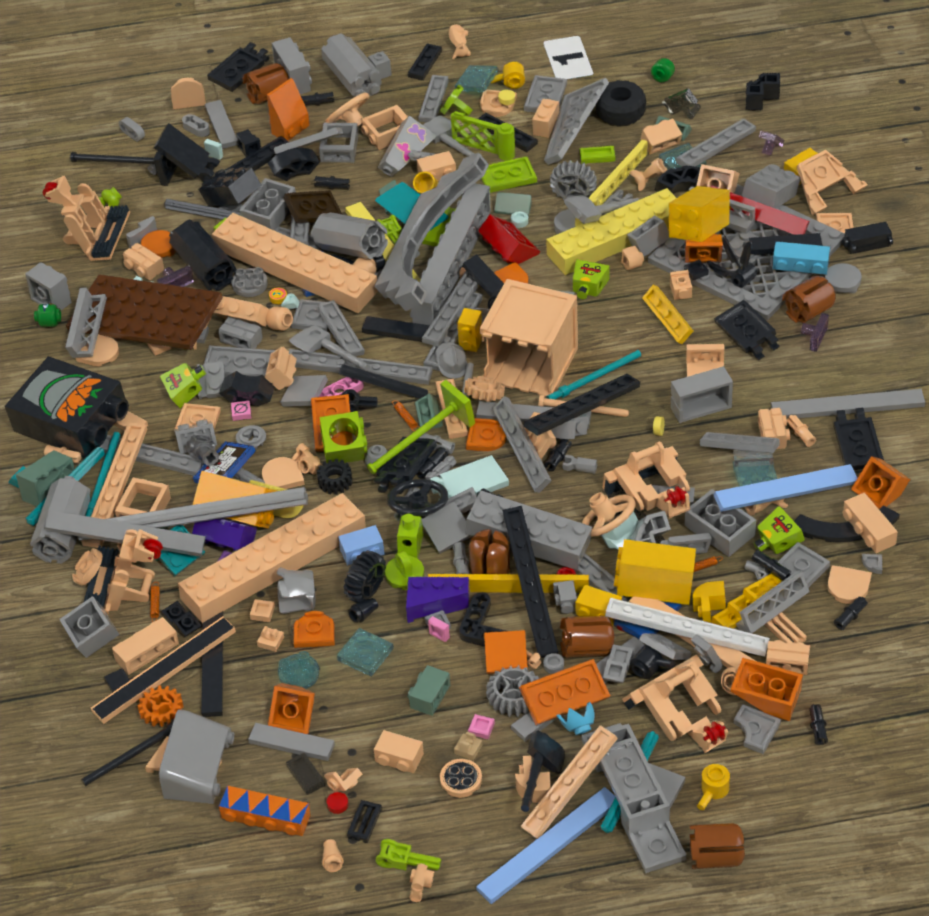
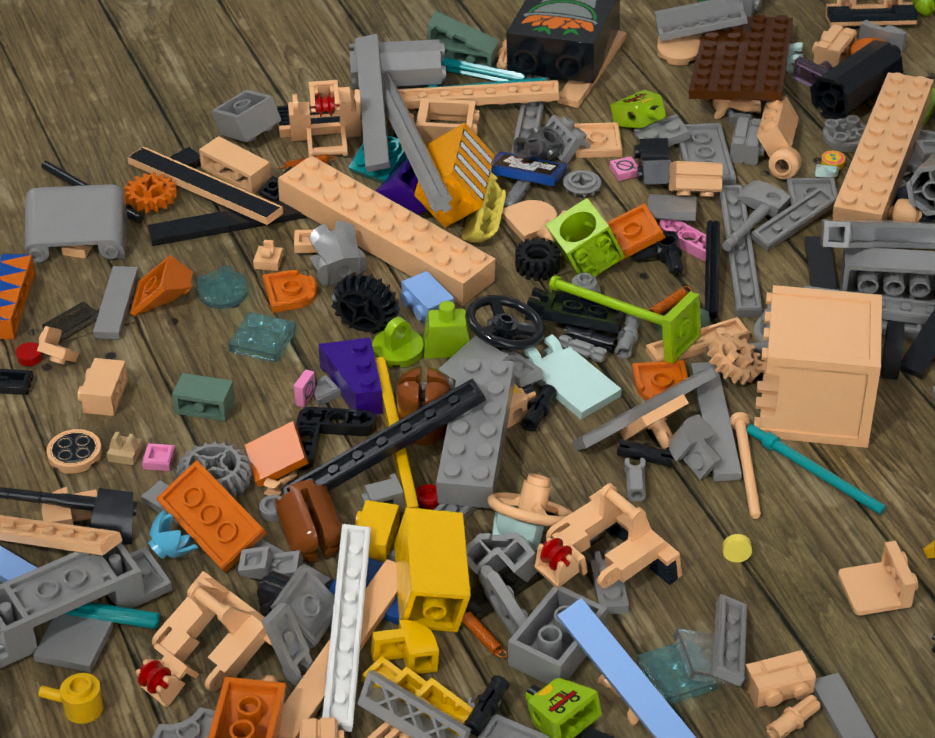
camera: 75 degrees right, 5 degrees down
(360, 611) = (323, 319): black cone -> none
(581, 404) = (731, 449): black tile -> none
(701, 394) = (807, 577): light grey piece -> none

